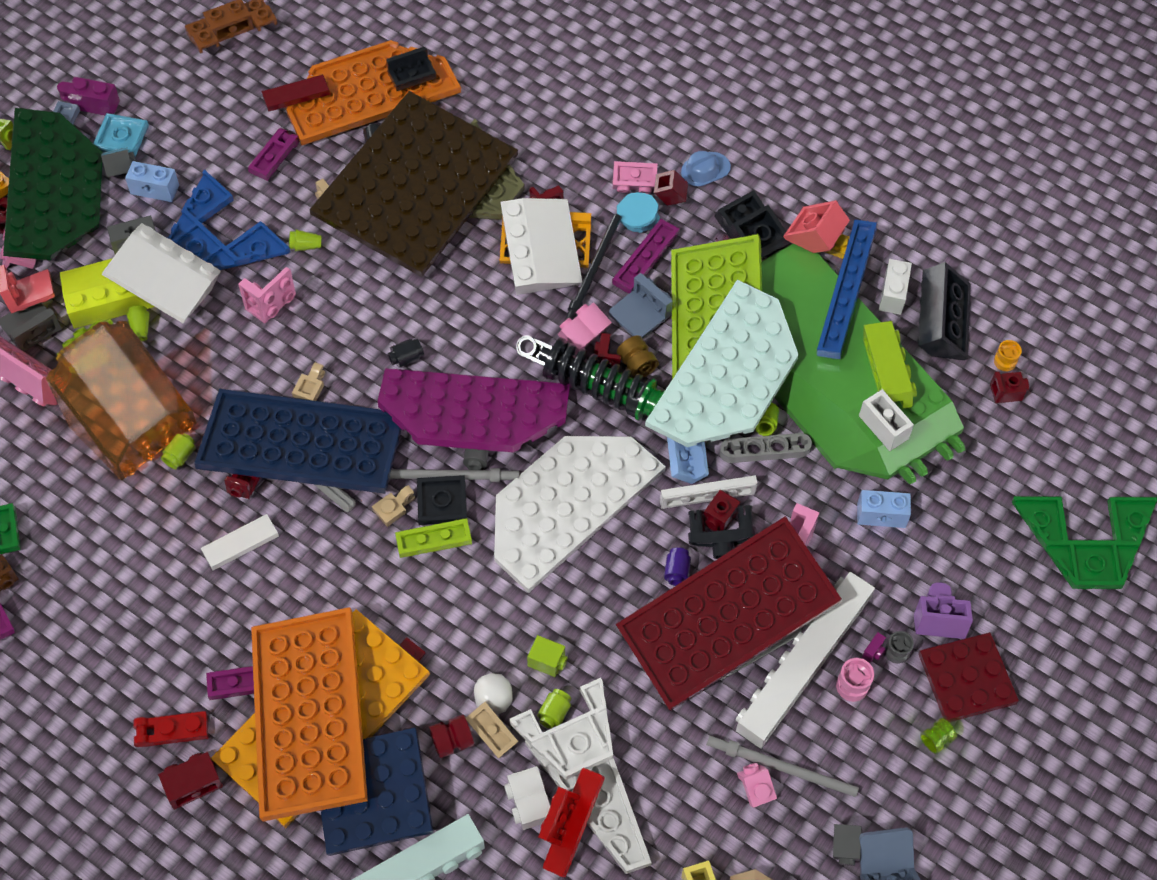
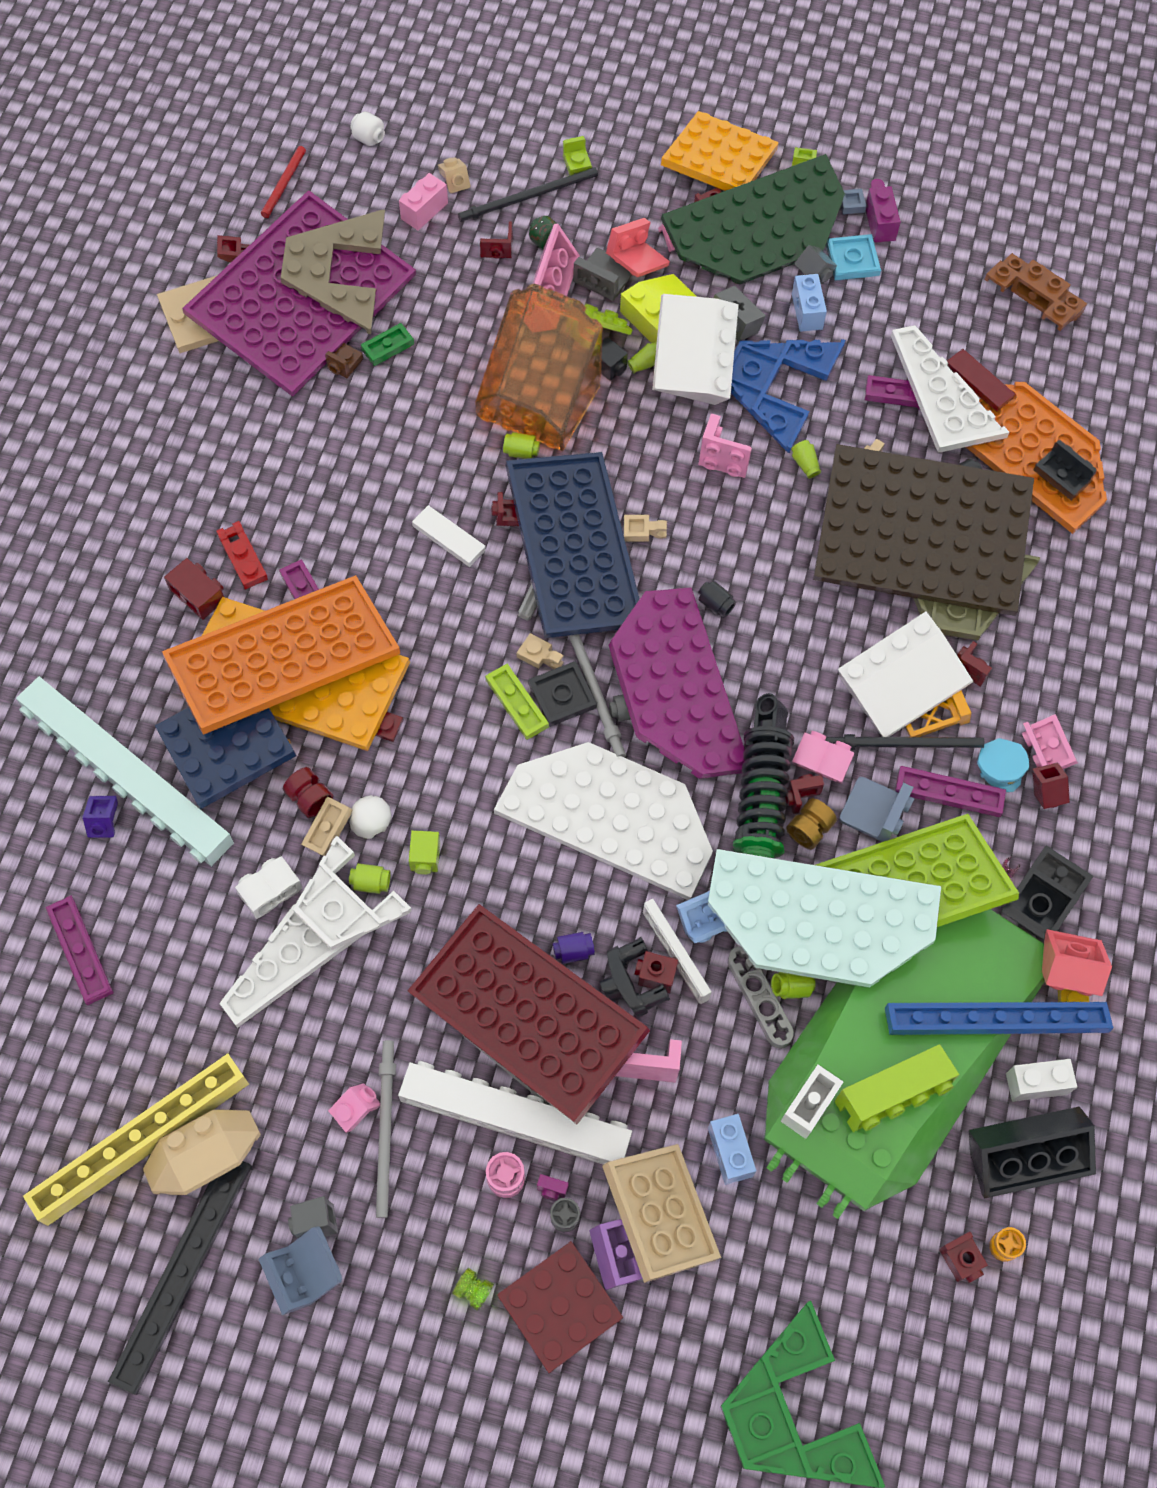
camera: 70 degrees right, 5 degrees up
(299, 121) = (944, 398): none -> white wing
(568, 820) = (251, 927): red bracket -> none
(705, 168) = (1106, 818): medium blue piece -> none
(920, 573) = (661, 1212): none -> tan plate

